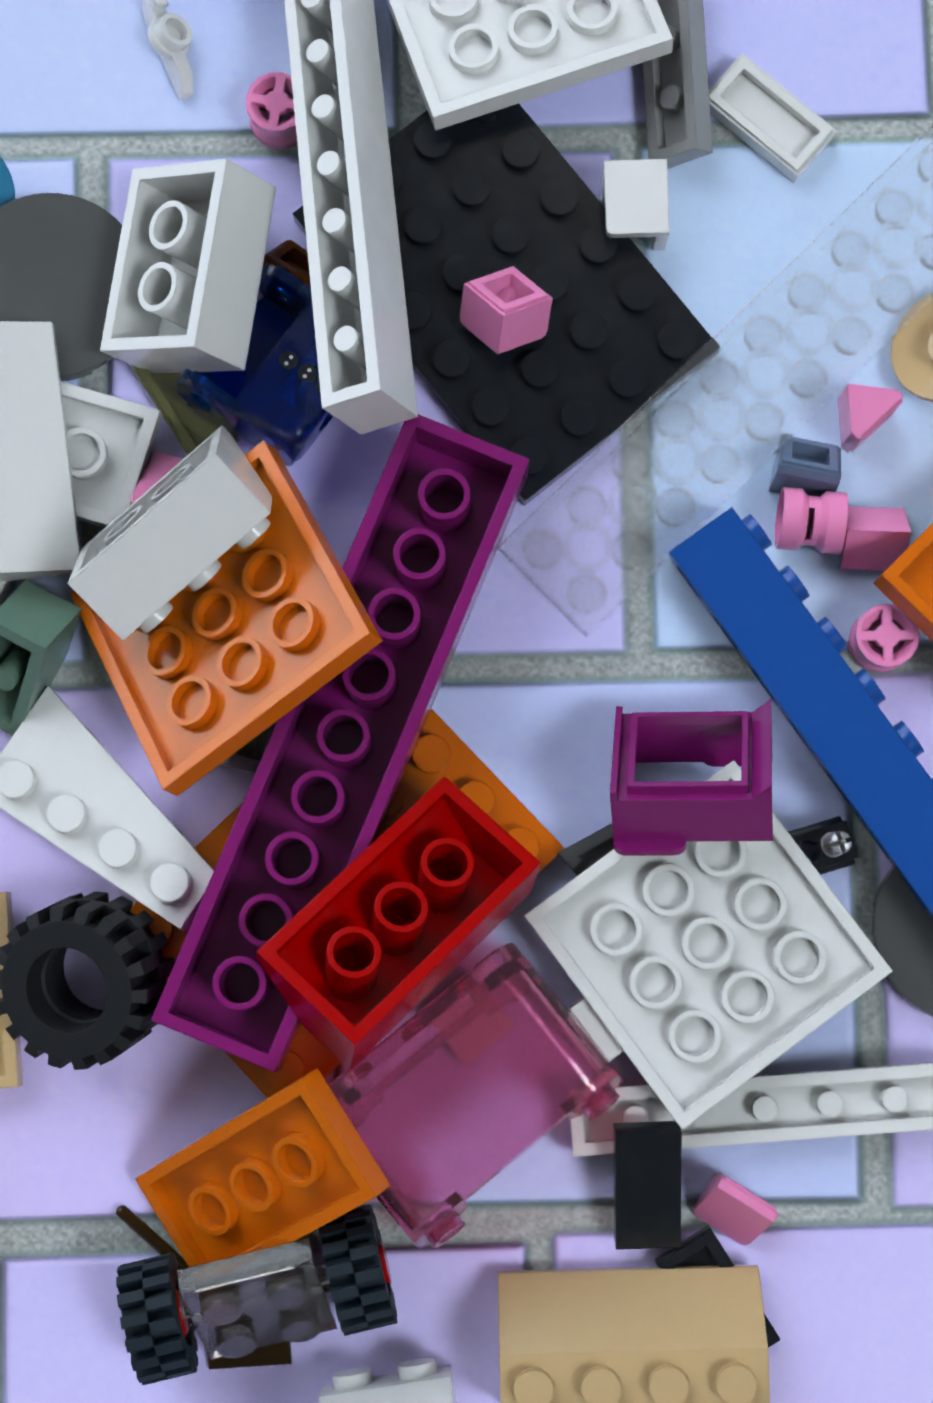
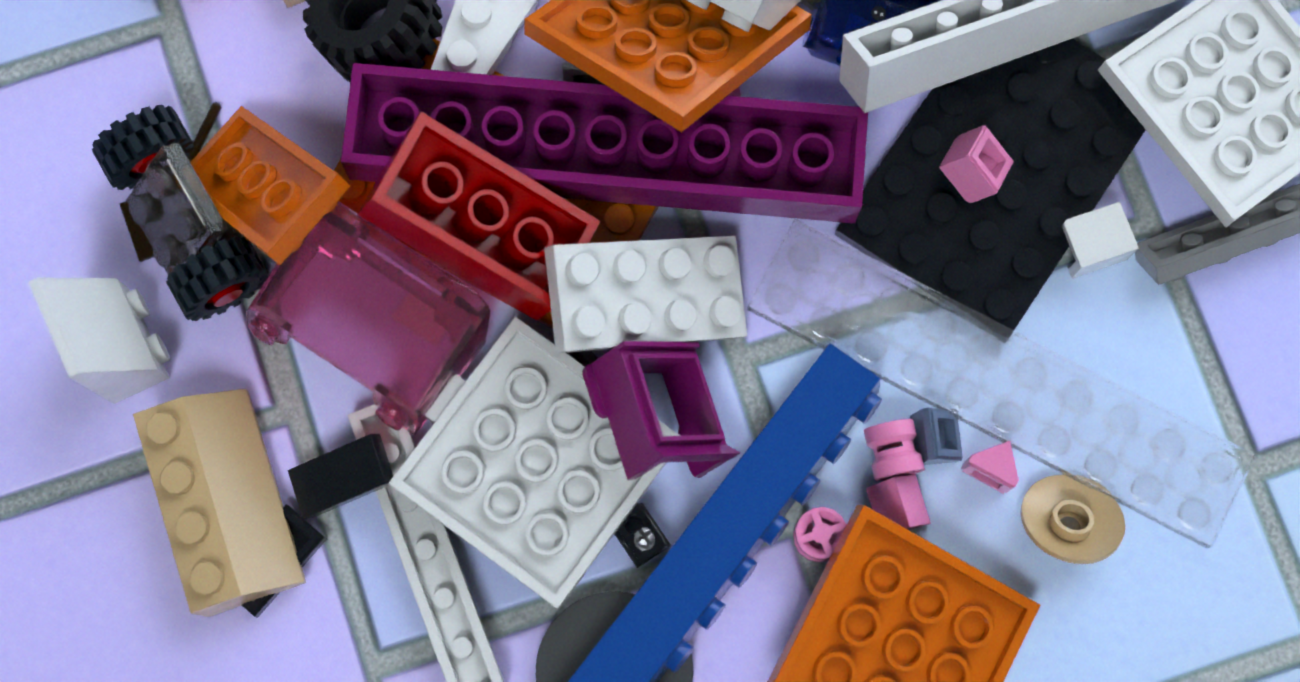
camera: 75 degrees right, 5 degrees down
(545, 751) = (645, 292): none -> white plate
(734, 1209) = (344, 551): bright pink slope -> none
(769, 118) = (1206, 325): white tile -> none

